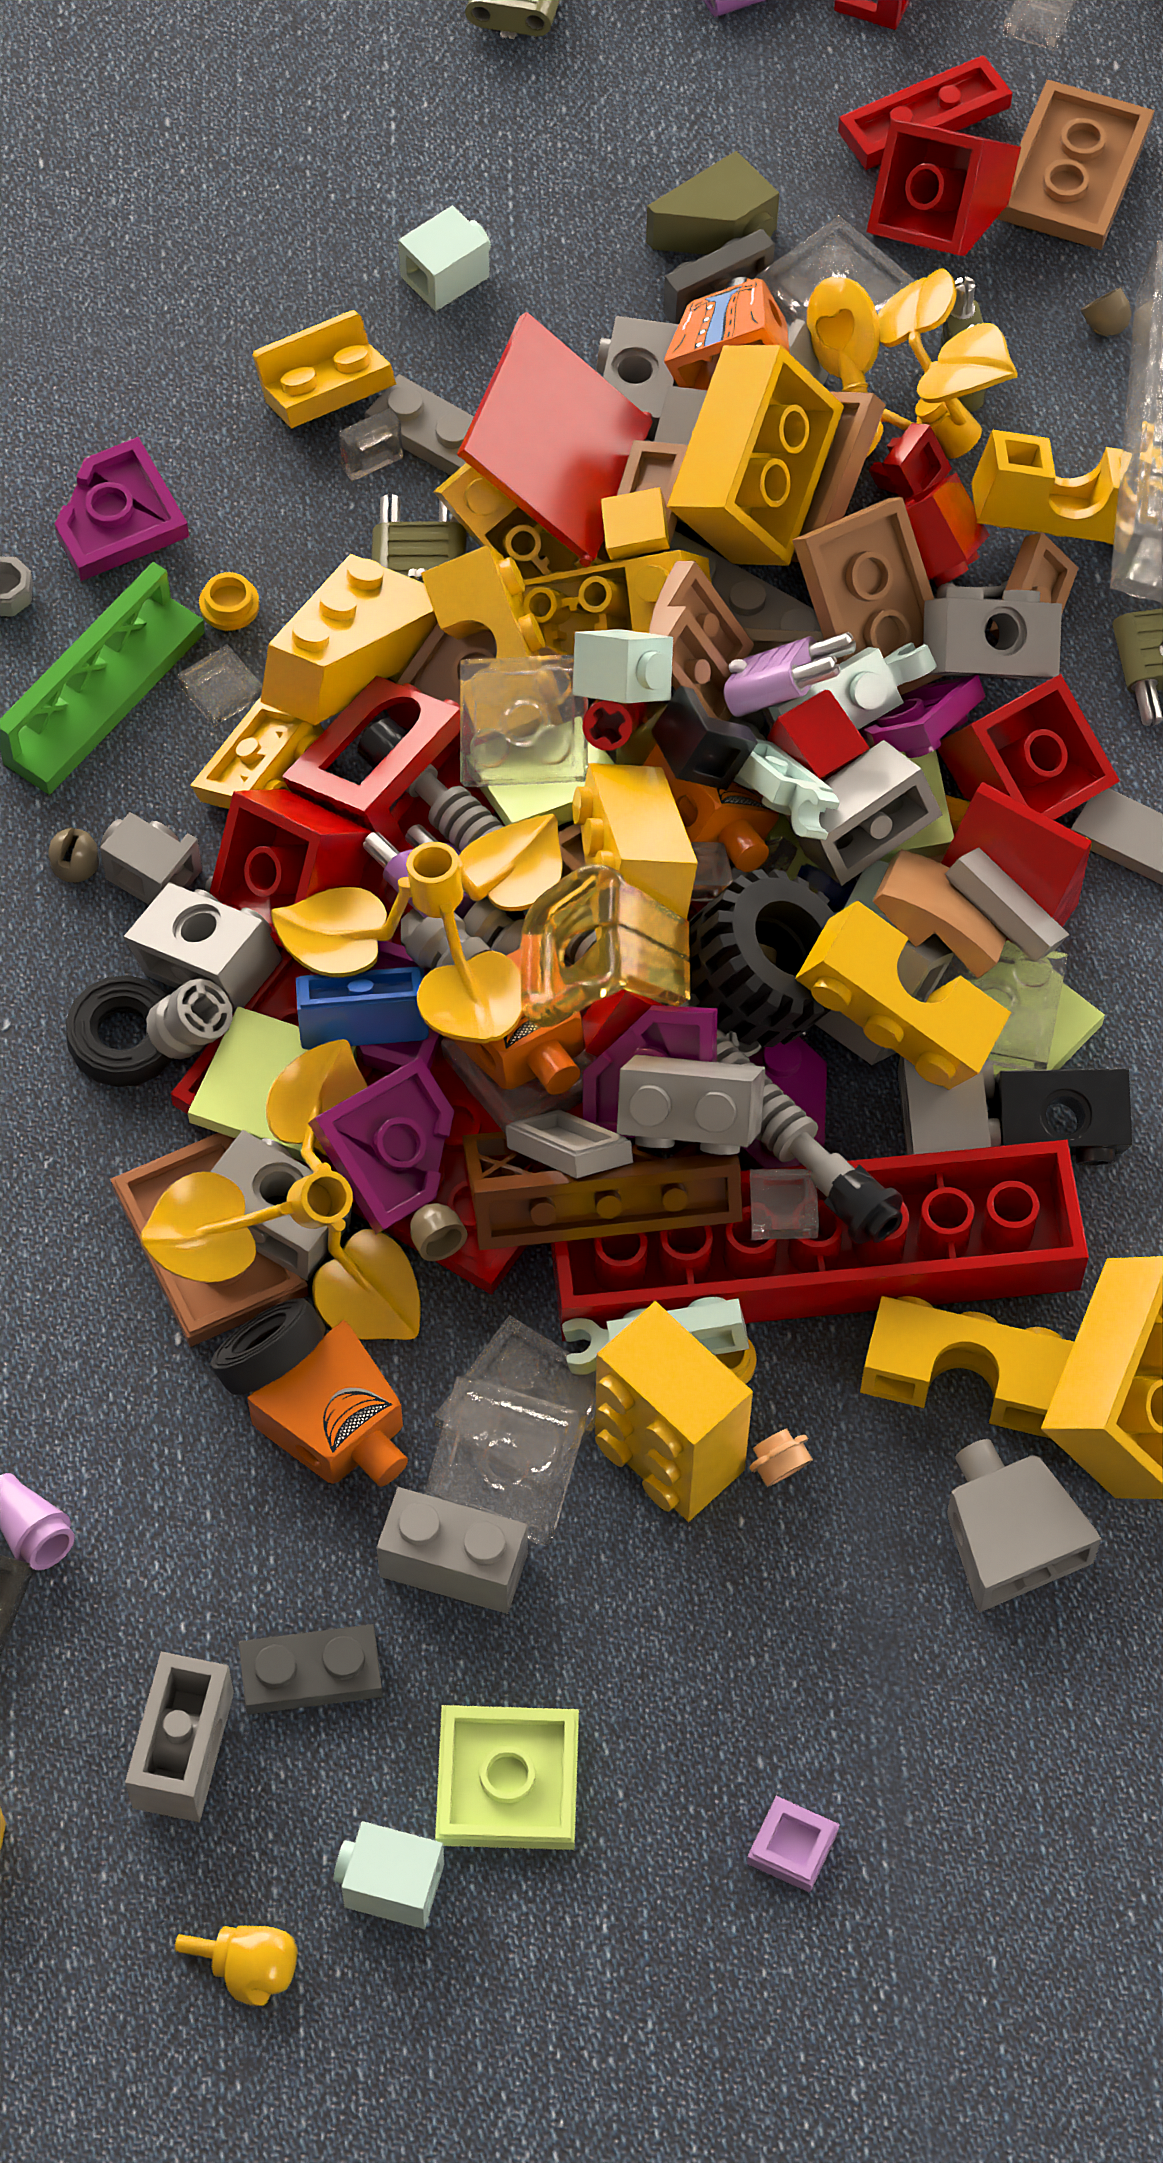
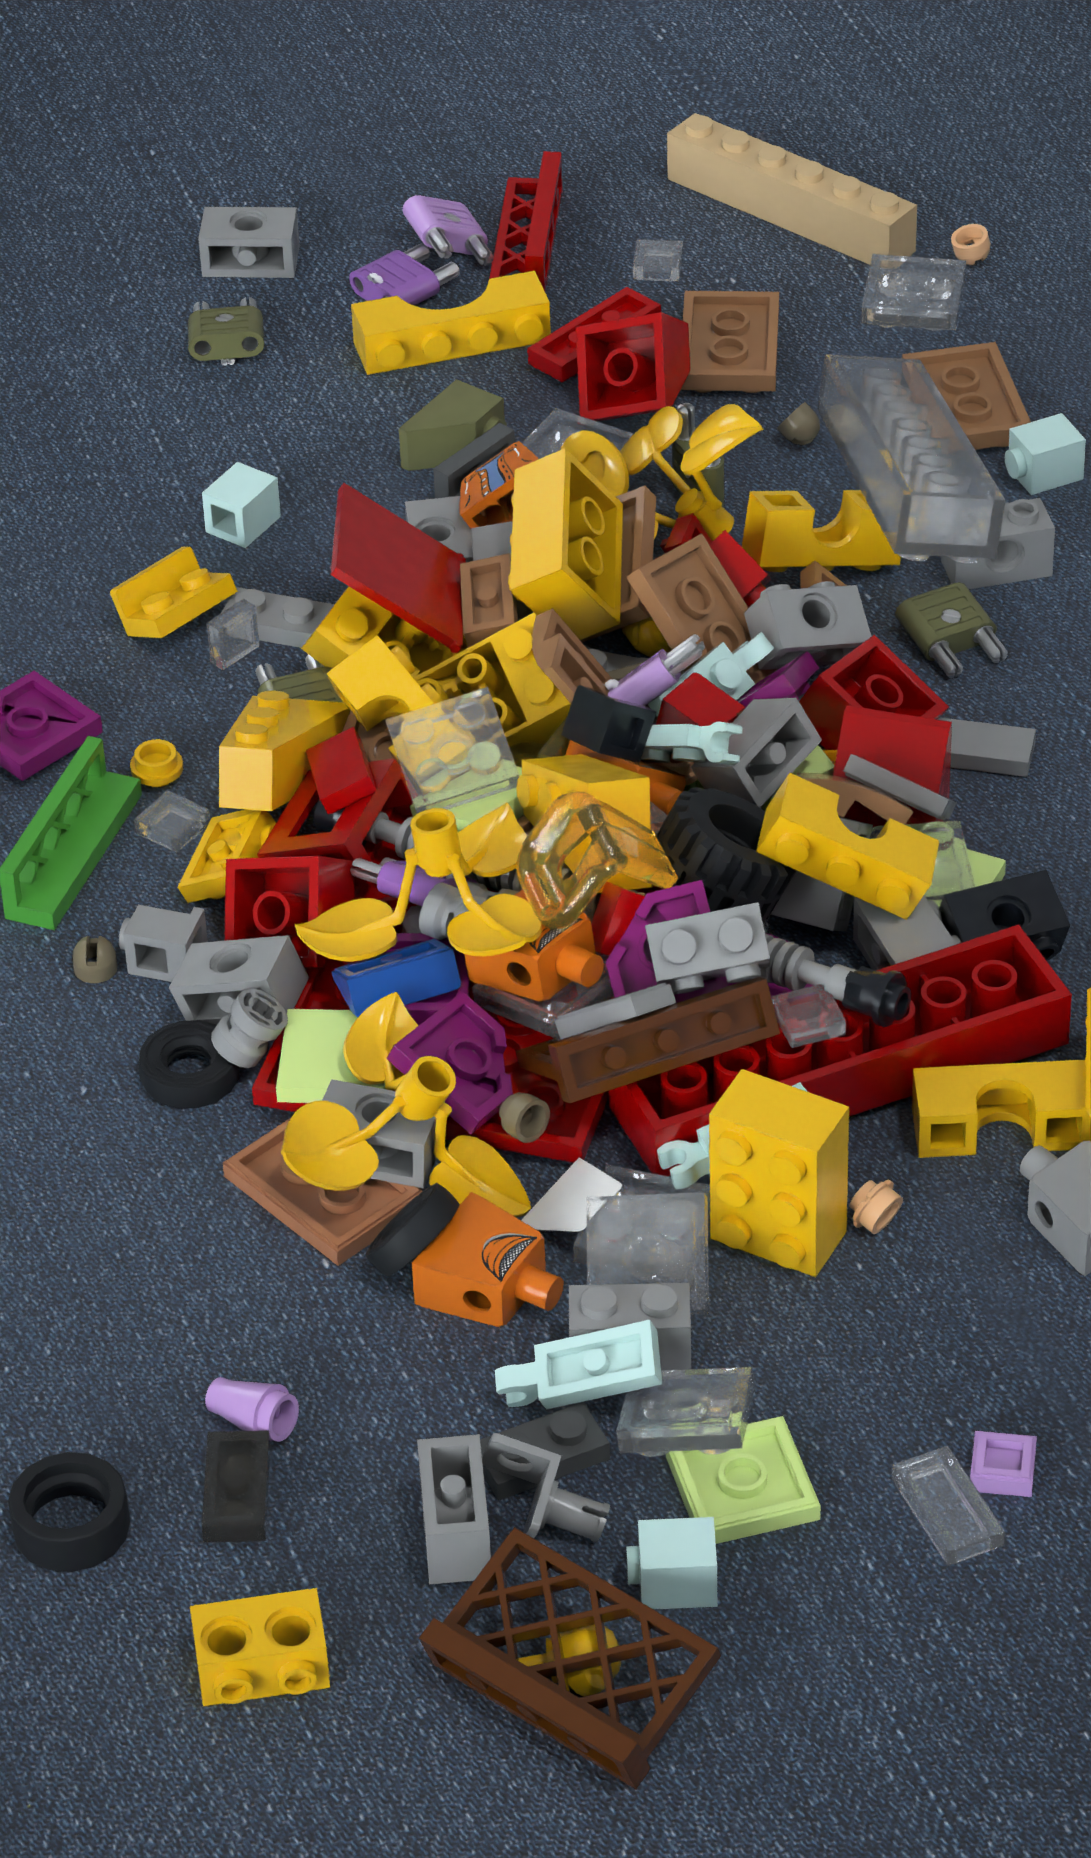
camera: 15 degrees left, 20 degrees down
(181, 2005) = (551, 1706): none -> reddish brown fence
(290, 1756) = (549, 1503): none -> light grey bracket
(385, 1594) = (585, 1367): none -> light aqua plate
(398, 703) = (341, 770): none -> red tile
(461, 1344) = (565, 1202): none -> white sticker
(471, 1680) = (688, 1412): none -> clear plate
(612, 723) = (527, 731): red piece -> none
(622, 666) = (526, 680): light aqua brick -> none
(635, 523) = (486, 610): yellow tile -> none
(709, 59) = (401, 335): none -> yellow arch
(712, 1882) = (948, 1505): none -> clear tile

